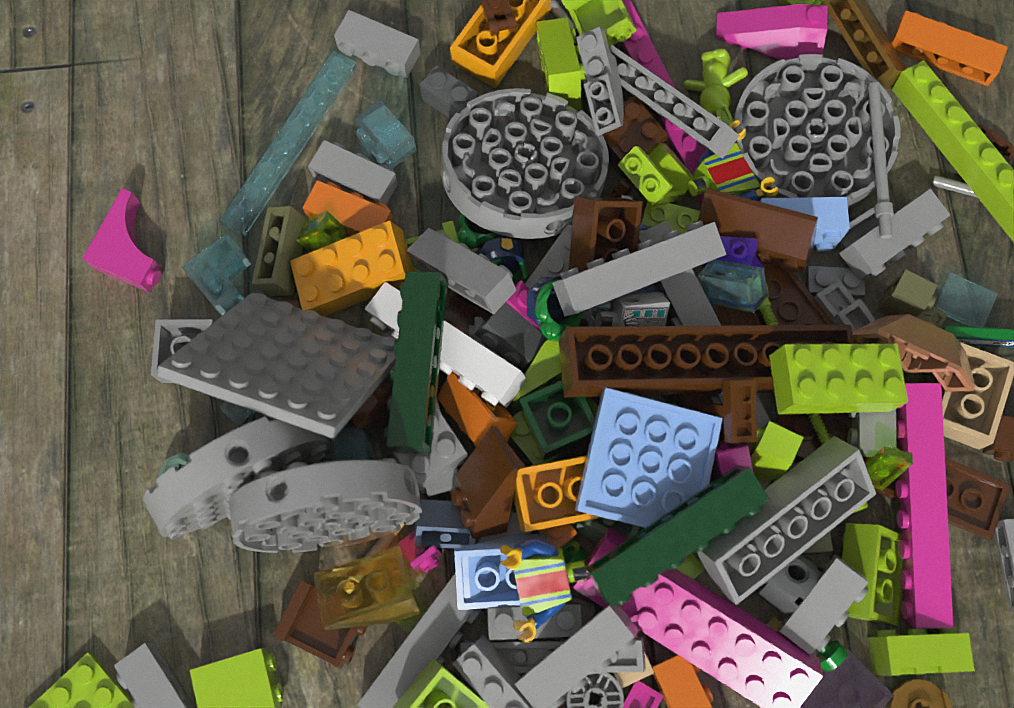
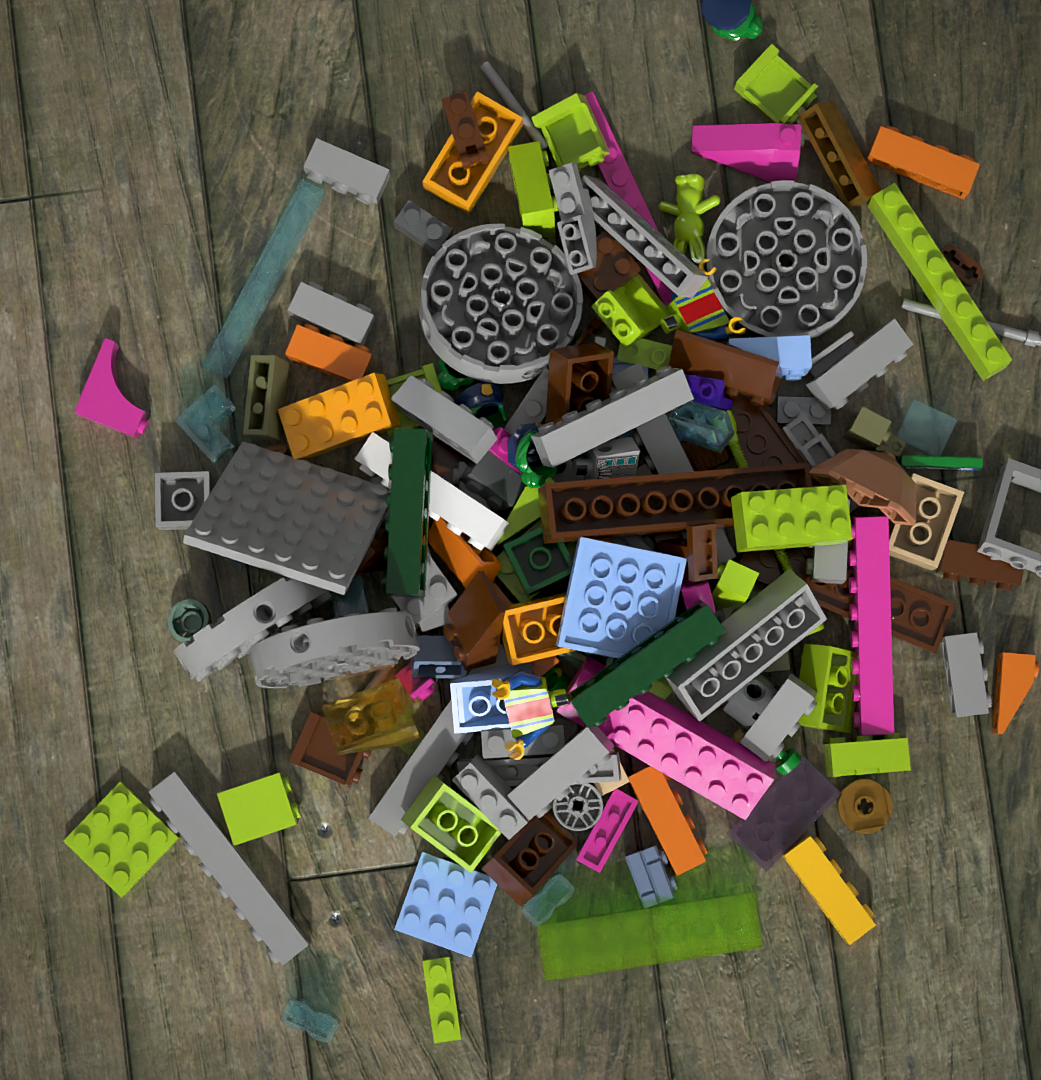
camera: 10 degrees left, 10 degrees up
(320, 232) = (305, 379): clear neon green brick -> none
(383, 135) = (362, 279): clear light blue brick -> none
(884, 208) = (846, 344): light grey bar -> none
(887, 466) = (836, 594): clear neon green plate -> none

